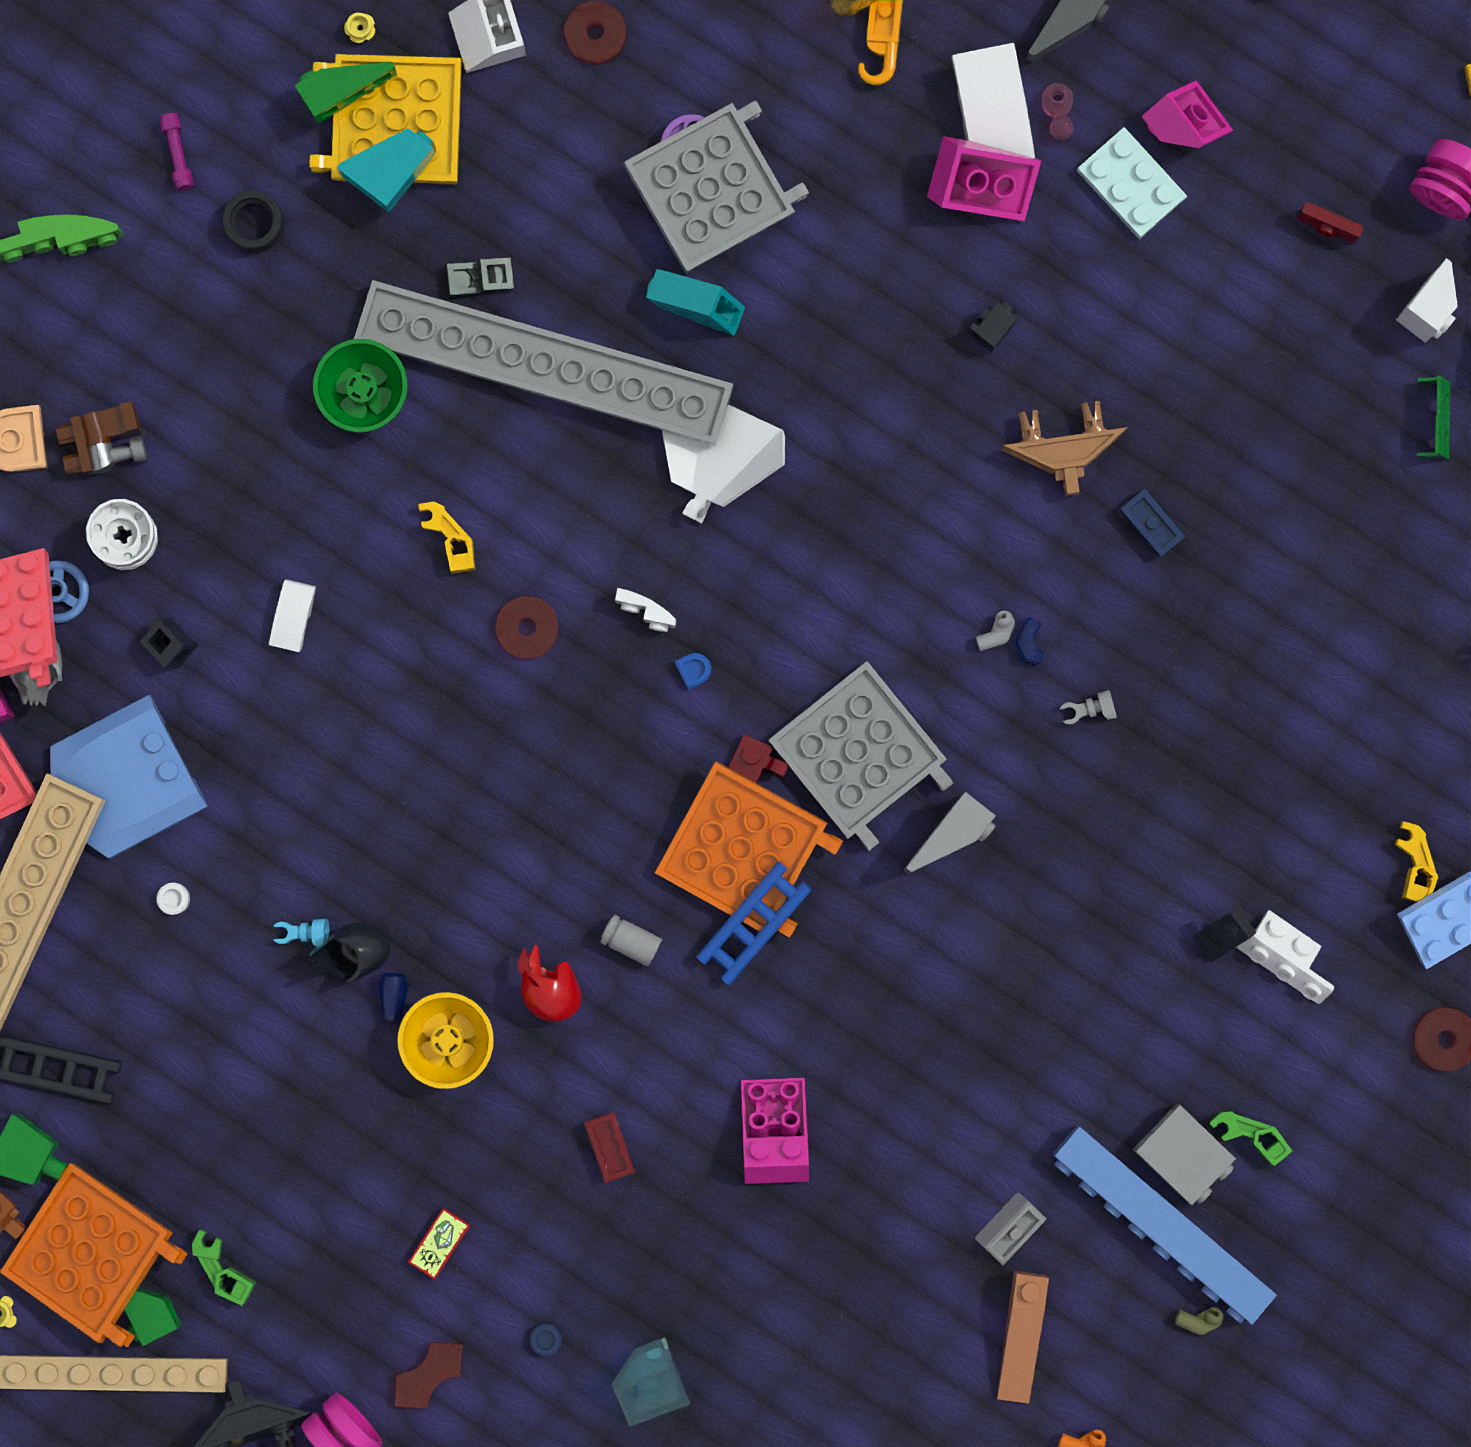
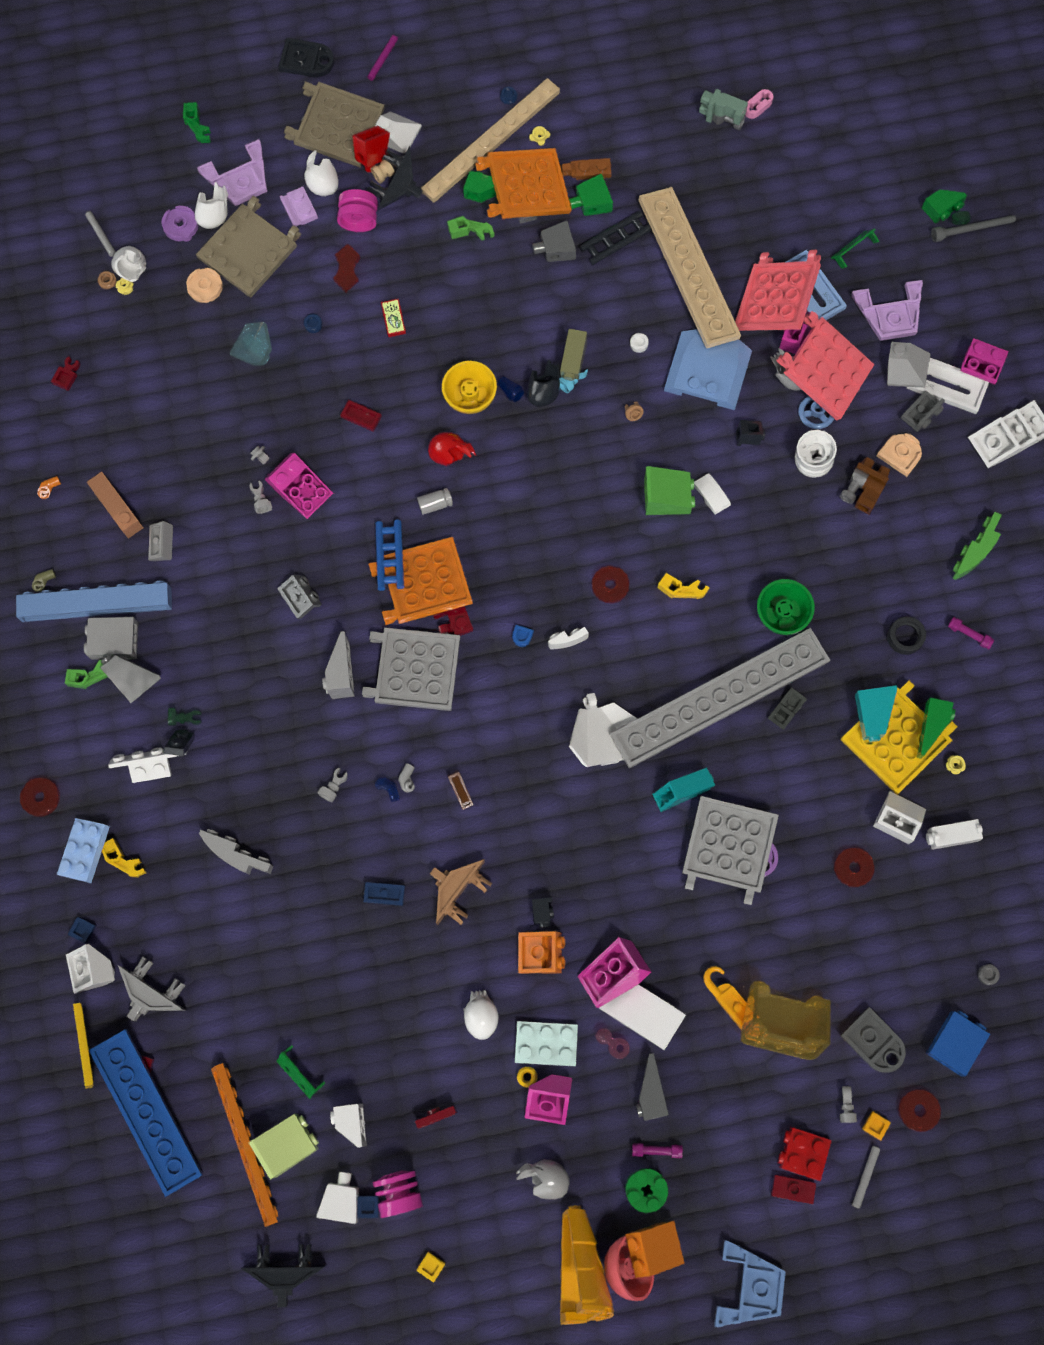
camera: 140 degrees right, 10 degrees down
(136, 1134) = (556, 243): none -> dark grey torso
(276, 810) = (634, 412): none -> medium nougat plate
(277, 952) = (573, 354): none -> olive slope
(343, 666) = (668, 491): none -> bright green slope
(783, 1223) = (259, 454): none -> light grey plate
(843, 1150) = (261, 504): none -> light grey piece
(908, 983) = (299, 595): none -> bracket
(947, 559) = (460, 790): none -> reddish brown piece
(1041, 282) = (541, 952): none -> orange plate
(1176, 276) = (480, 1015): none -> white helmet
(1188, 159) = (522, 1071): none -> yellow plate
(1200, 978) = (173, 717): none -> clear green piece
(1208, 1078) = (128, 676): none -> slope
(1269, 41) = (549, 1178): none -> light grey helmet
(1287, 752) = (228, 849): none -> light grey slope

